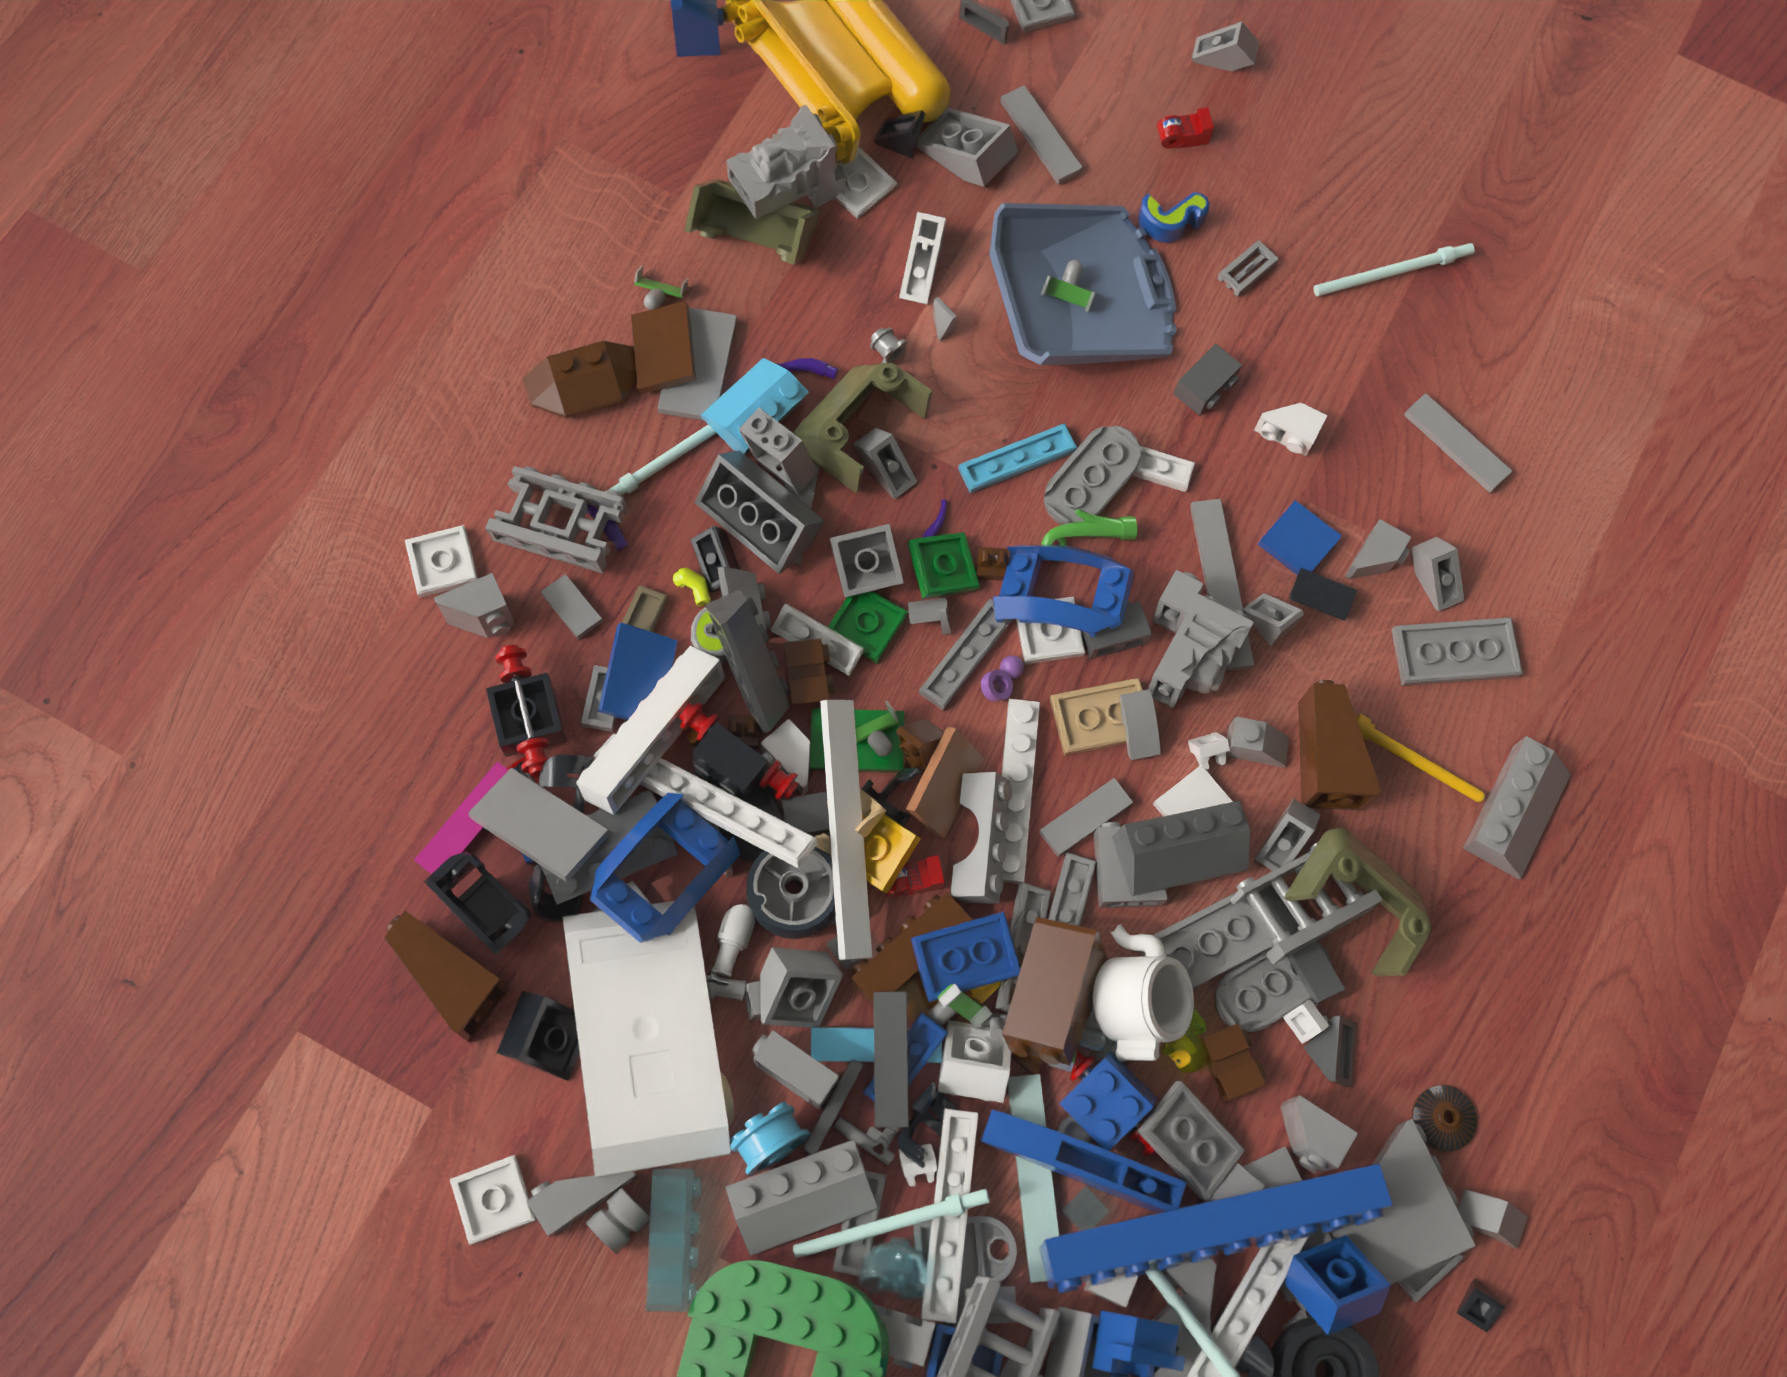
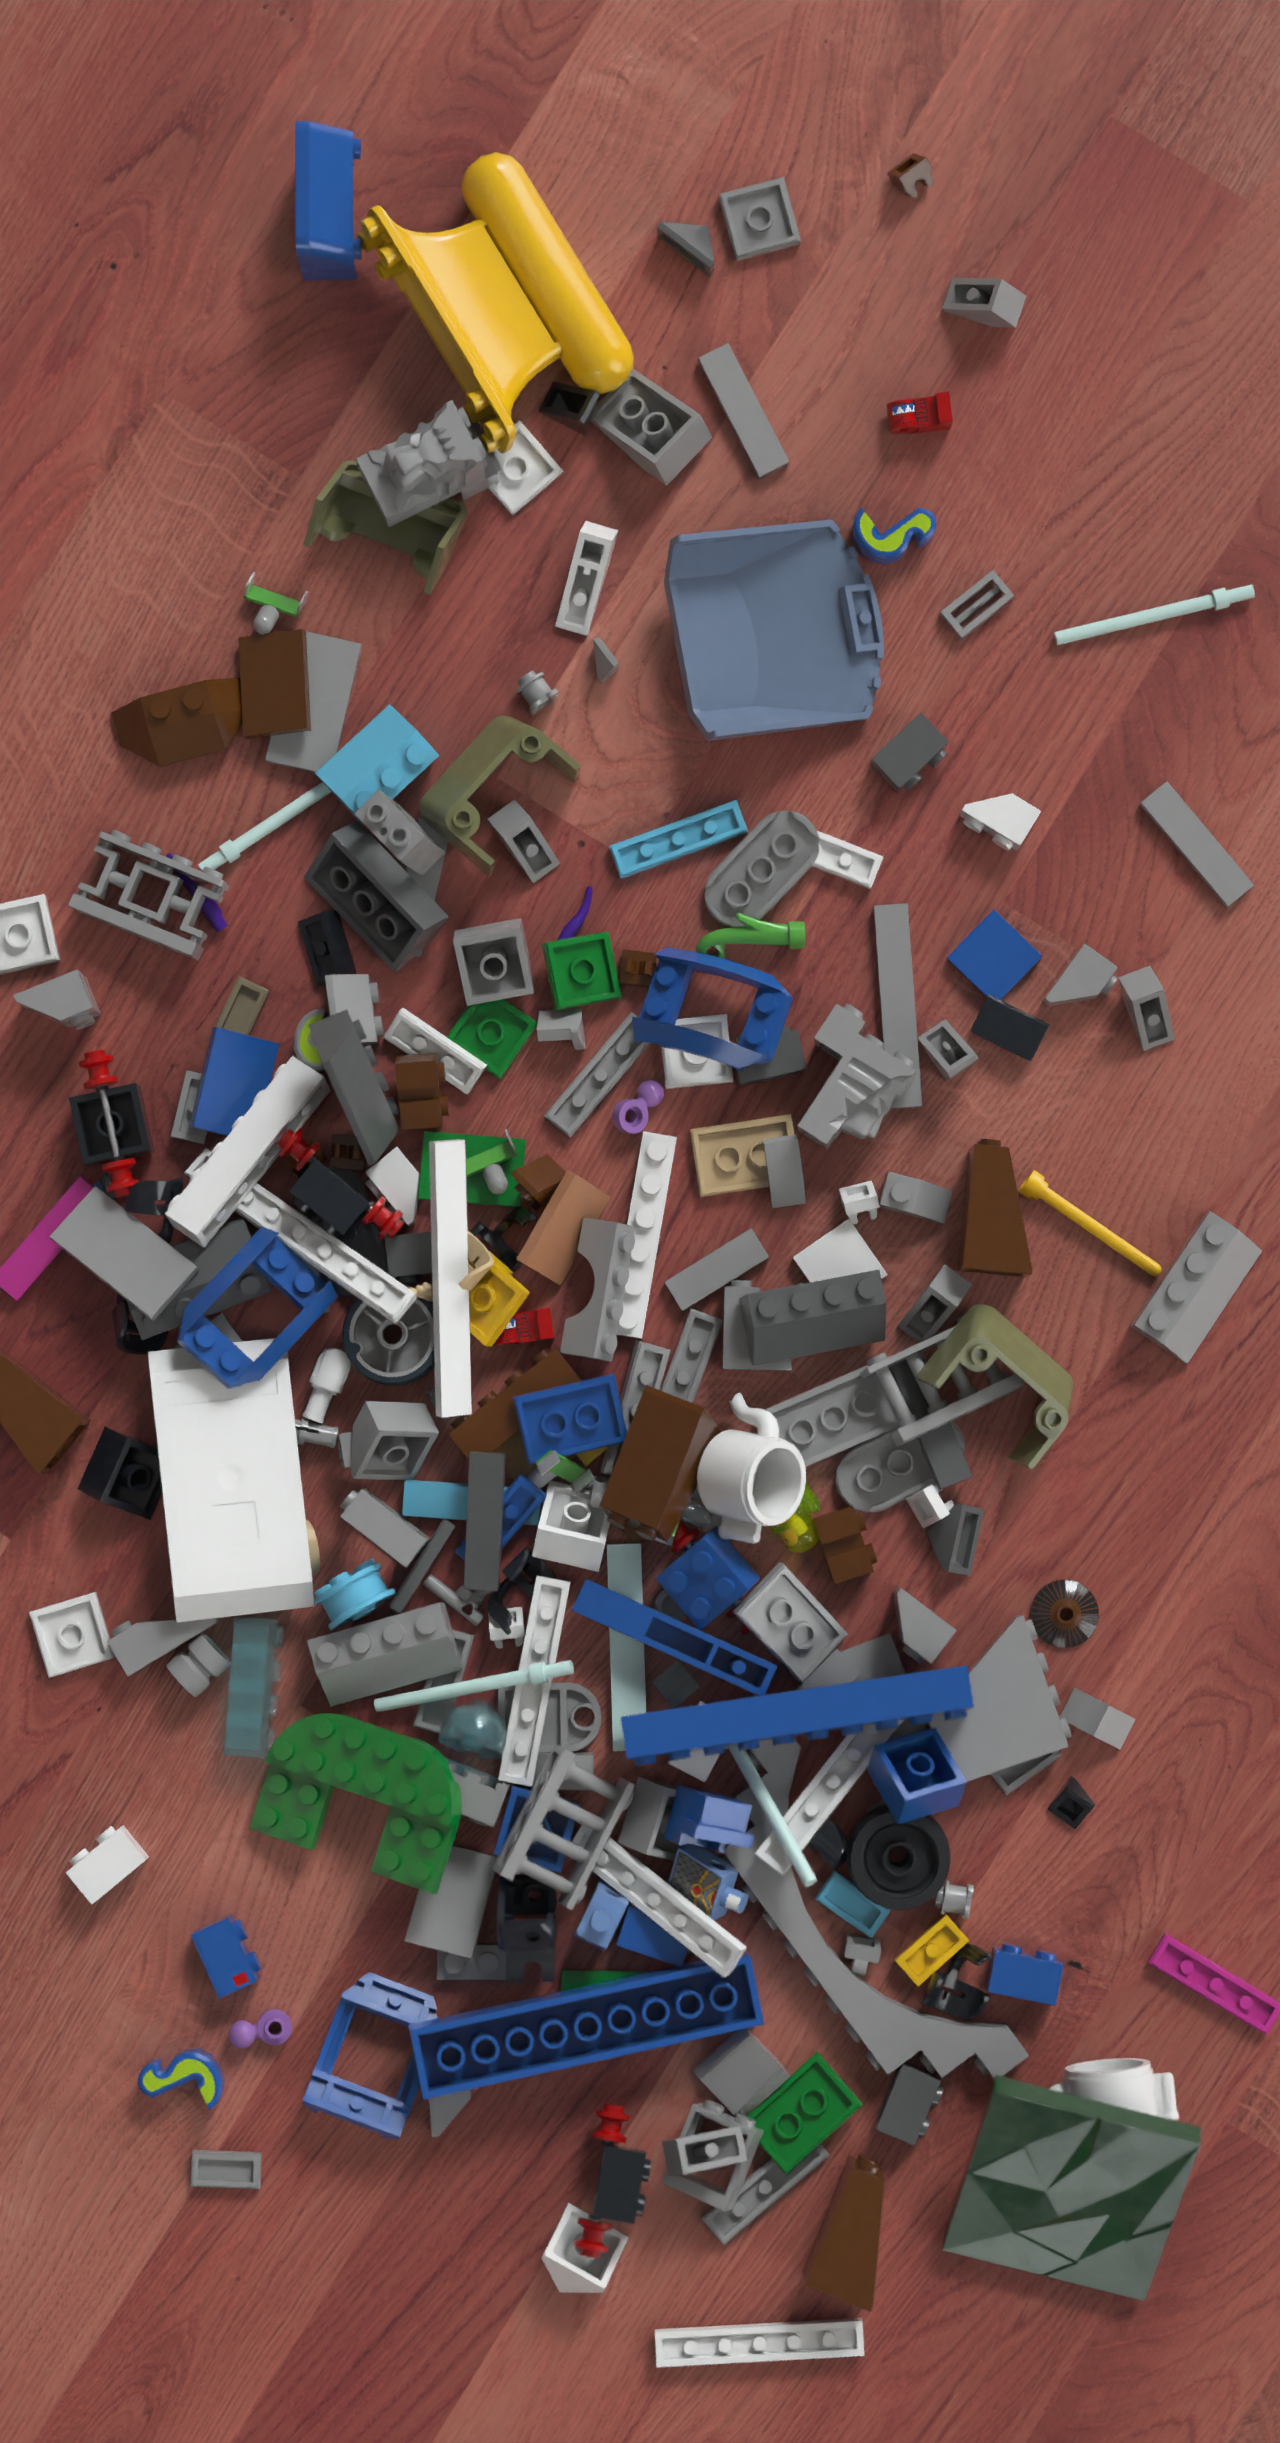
camera: 10 degrees right, 15 degrees up
(484, 906) = (64, 1337): black piece -> none
(571, 606) = (163, 997): light grey tile -> none
(696, 582) = (300, 974): neon yellow arm -> none
(813, 365) = (445, 710): dark purple animal -> none
(1067, 288) = (755, 628): piece -> none
(1456, 651) = (1156, 1100): light grey tile -> none

